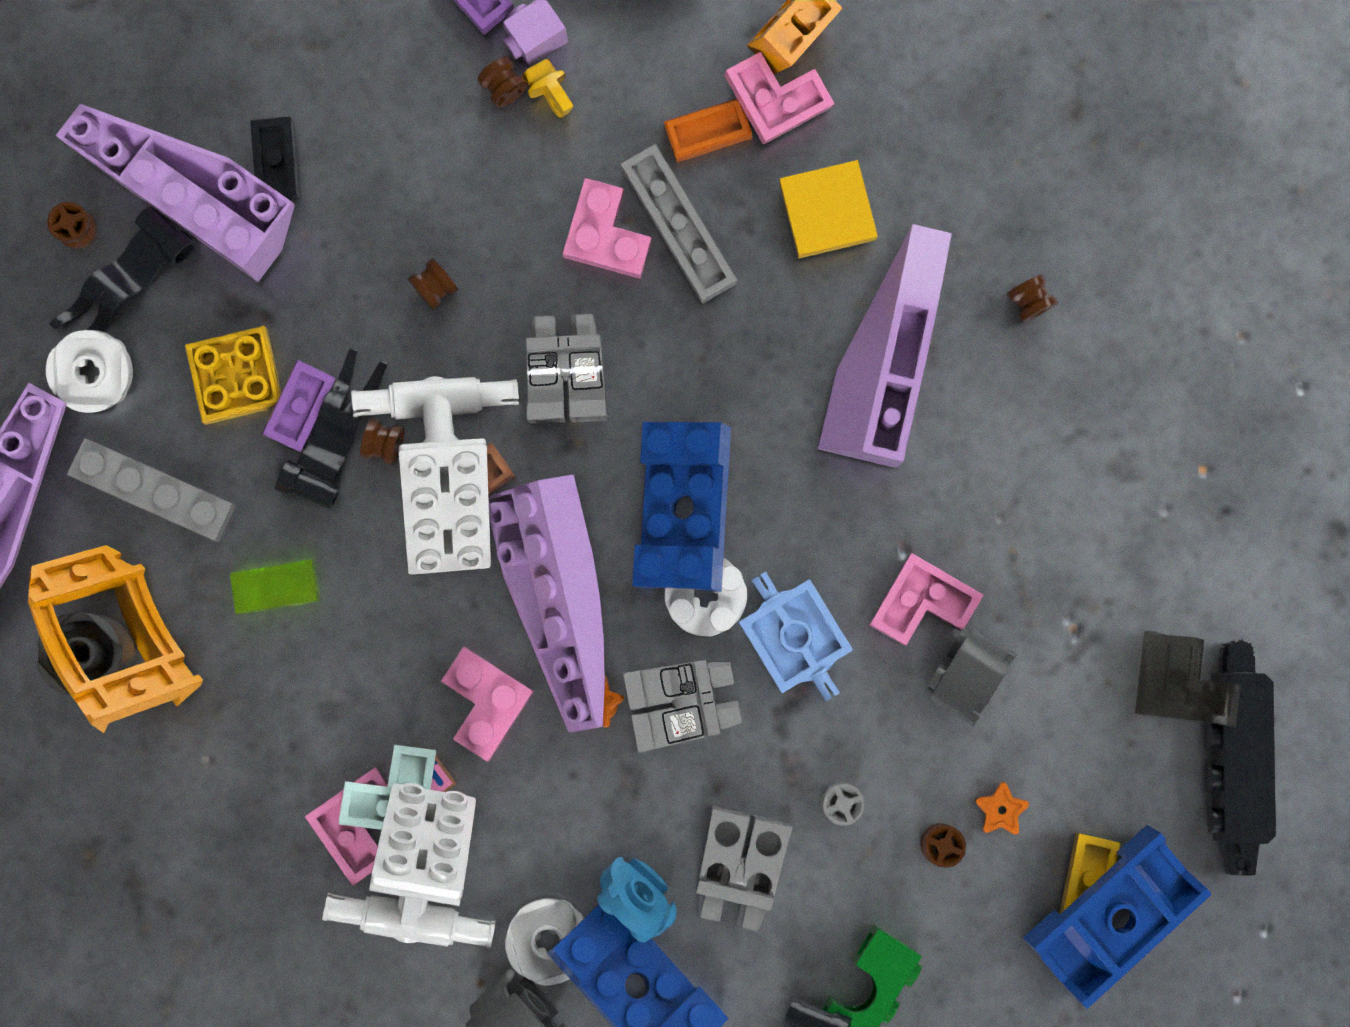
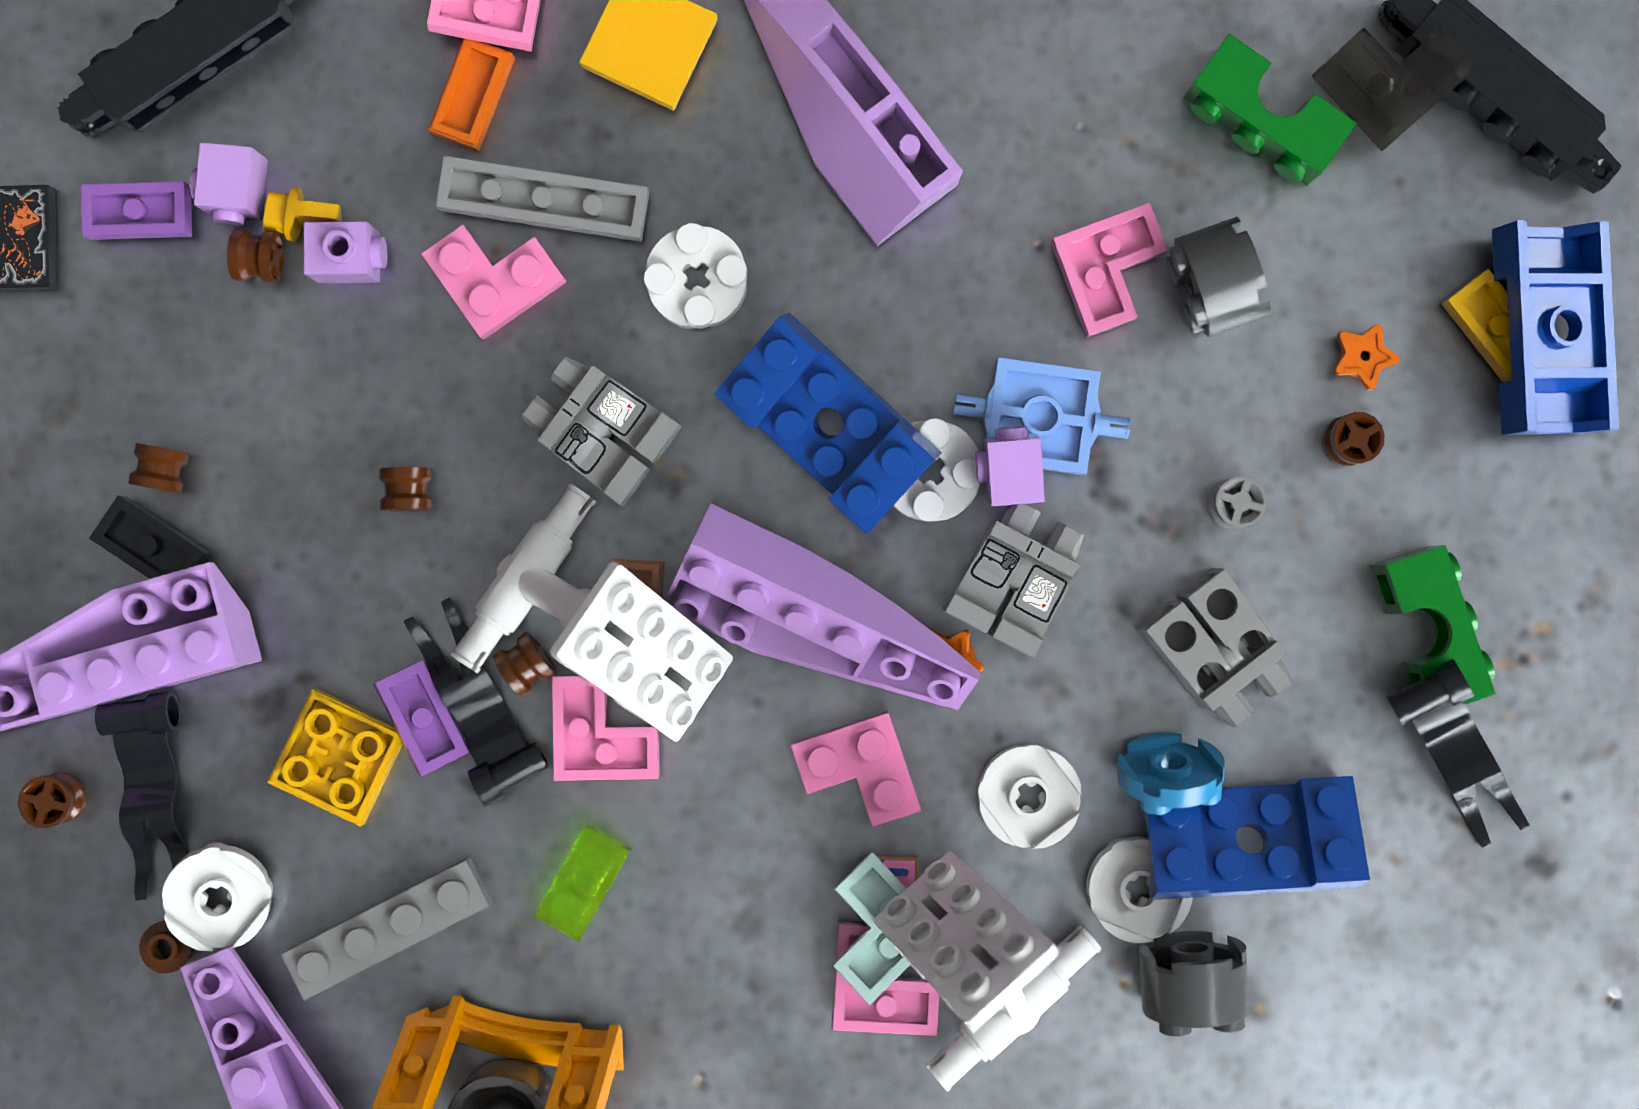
camera: 55 degrees left, 5 degrees up
(22, 360) = (154, 959): none -> reddish brown plate
(326, 127) = (158, 468): none -> reddish brown wheel
(362, 523) = (588, 747): none -> bright pink plate
(531, 836) = (1058, 800): none -> white plate
(547, 131) = (343, 252): none -> lavender brick
(723, 337) = (693, 247): none -> white plate
(746, 640) = (1011, 467): none -> lavender brick
(1098, 657) = (1295, 143): none -> green arch

